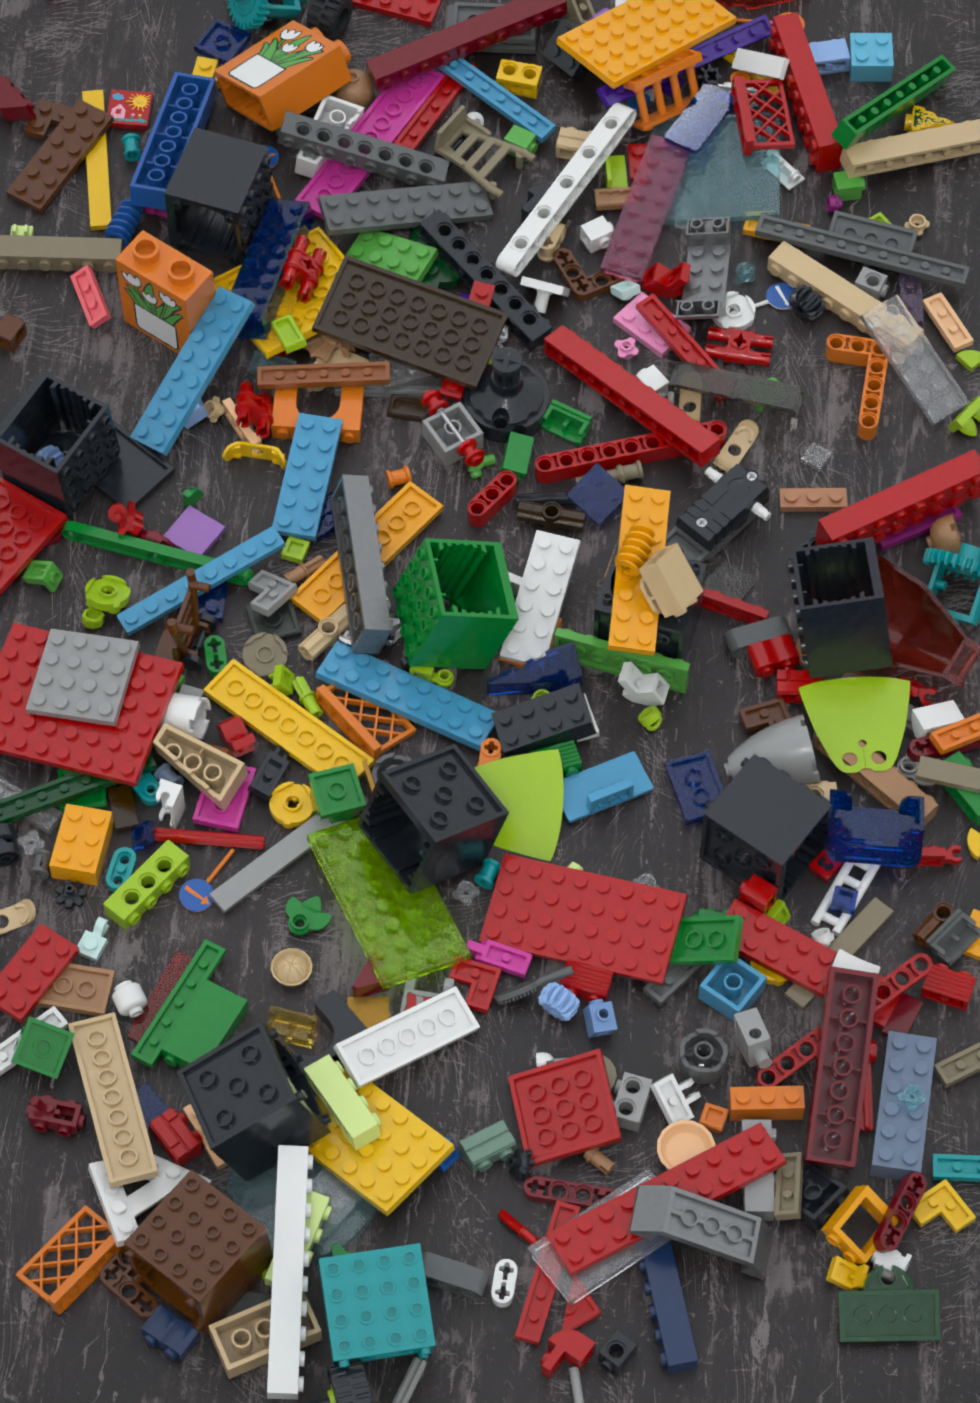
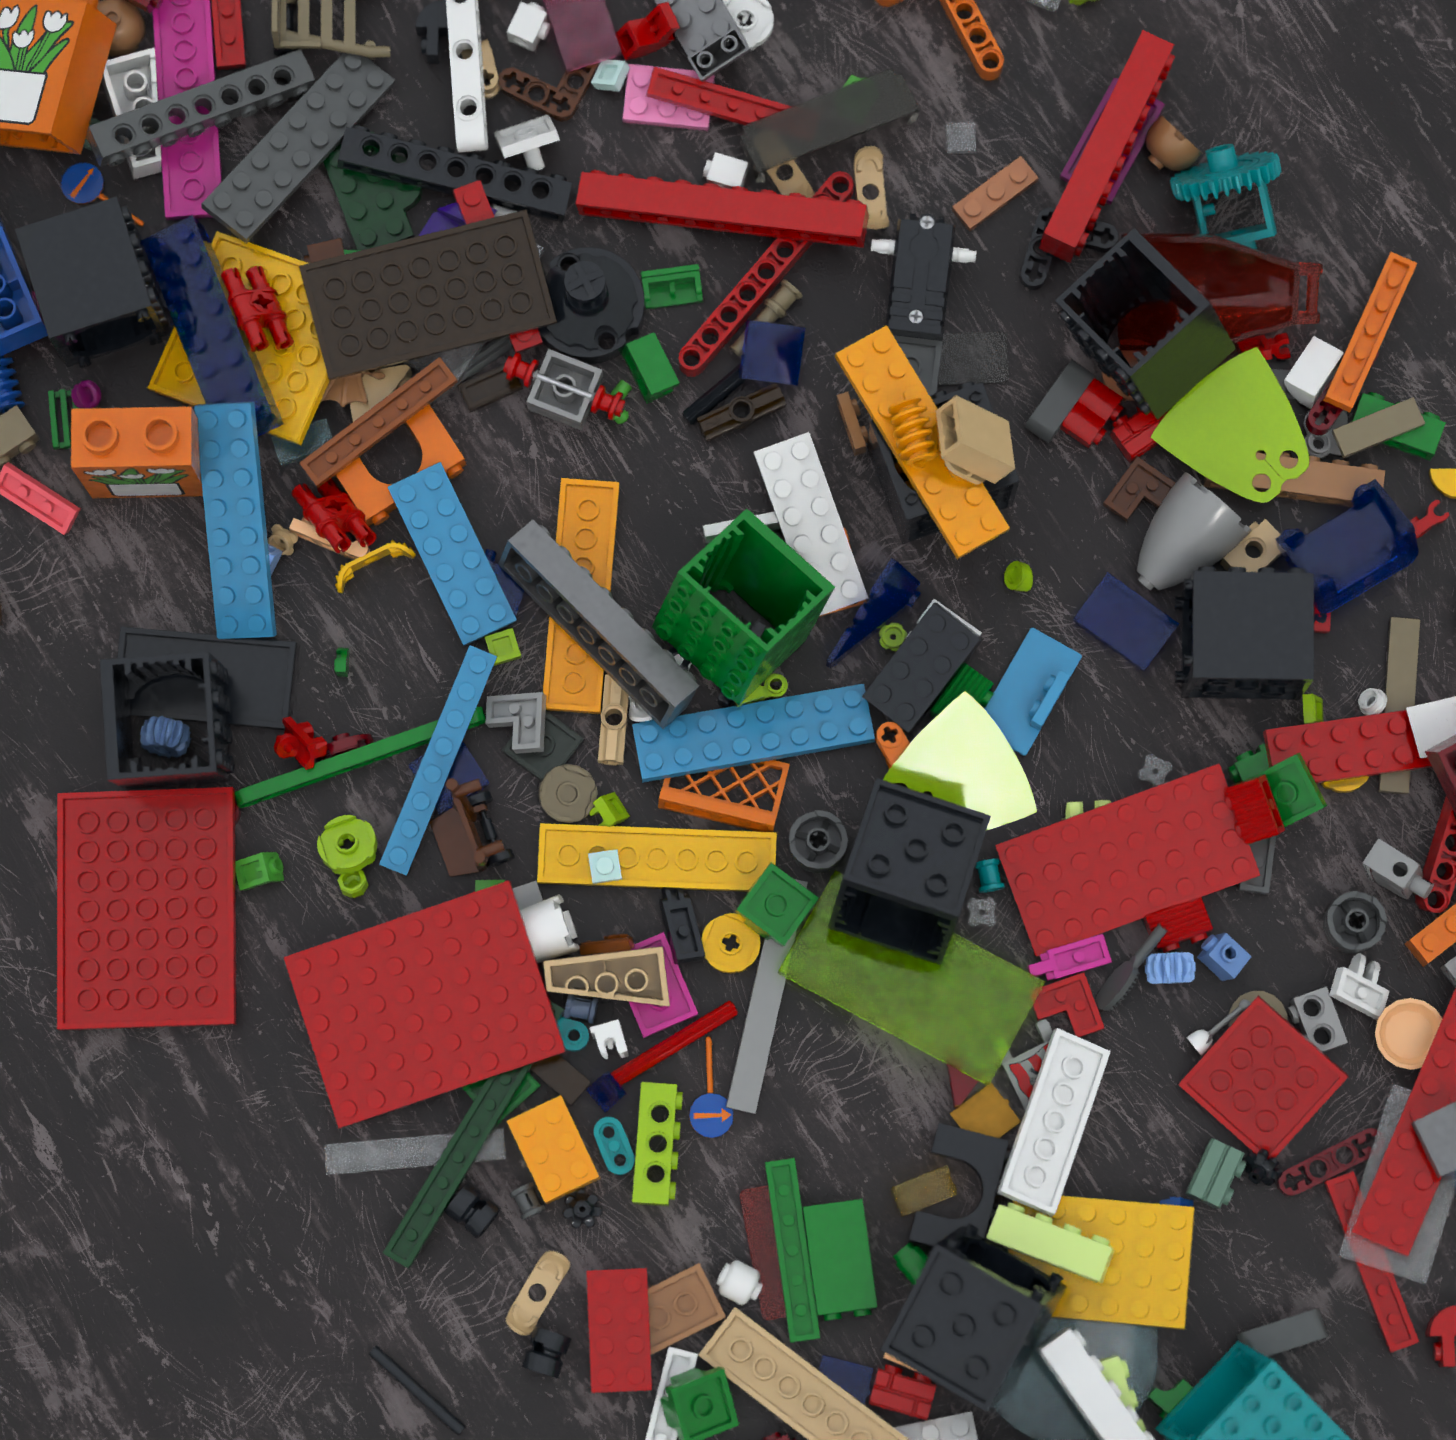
camera: 35 degrees left, 20 degrees up
(29, 848) = (504, 1180): clear plate -> none
(83, 677) = (416, 972): light grey plate -> none
(93, 943) = (650, 1247): light aqua plate -> none
(195, 532) = (378, 703): medium lavender tile -> none
(211, 657) = (511, 836): green beam -> none
(236, 736) = (614, 911): red brick -> none
(251, 706) = (605, 866): none -> light aqua plate
(288, 333) = (305, 401): lime tile -> none
(291, 967) = (872, 1125): tan hat -> none
(304, 570) = (530, 663): medium nougat axle -> none
(307, 696) = (649, 809): lime axle -> none
(307, 913) = (840, 1051): green plate -> none
(368, 776) = (801, 868): pearl gold piece -> none
(394, 254) = (330, 212): bright green plate -> none
(398, 477) = (544, 481): orange bush -> none
(489, 508) = (667, 423): red beam -> none
(498, 1282) = (1342, 1299): white beam -> none
(517, 1227) = (1308, 1235): red piece -> none
(580, 1313) = (1432, 1291): red tile -> none
(594, 654) = (931, 540): bright green plate -> none
(599, 1160) = (1336, 1107): medium nougat pin -> none
(626, 353) = (664, 155): bright pink plate -> none
(642, 688) = (994, 551): white brick -> none
(687, 934) = (1254, 809): none -> red brick
(714, 1117) = (1407, 976): orange tile -> none
(732, 988) = (1332, 830): dark azure brick -> none
(733, 607) = (1015, 384): red plate -> none
(744, 354) = (786, 46): red pin -> none
(758, 893) = (1283, 709): red brick -> none
(843, 877) = (1371, 643): white bar -> none
(844, 900) = (1365, 645): clear blue tile -> none

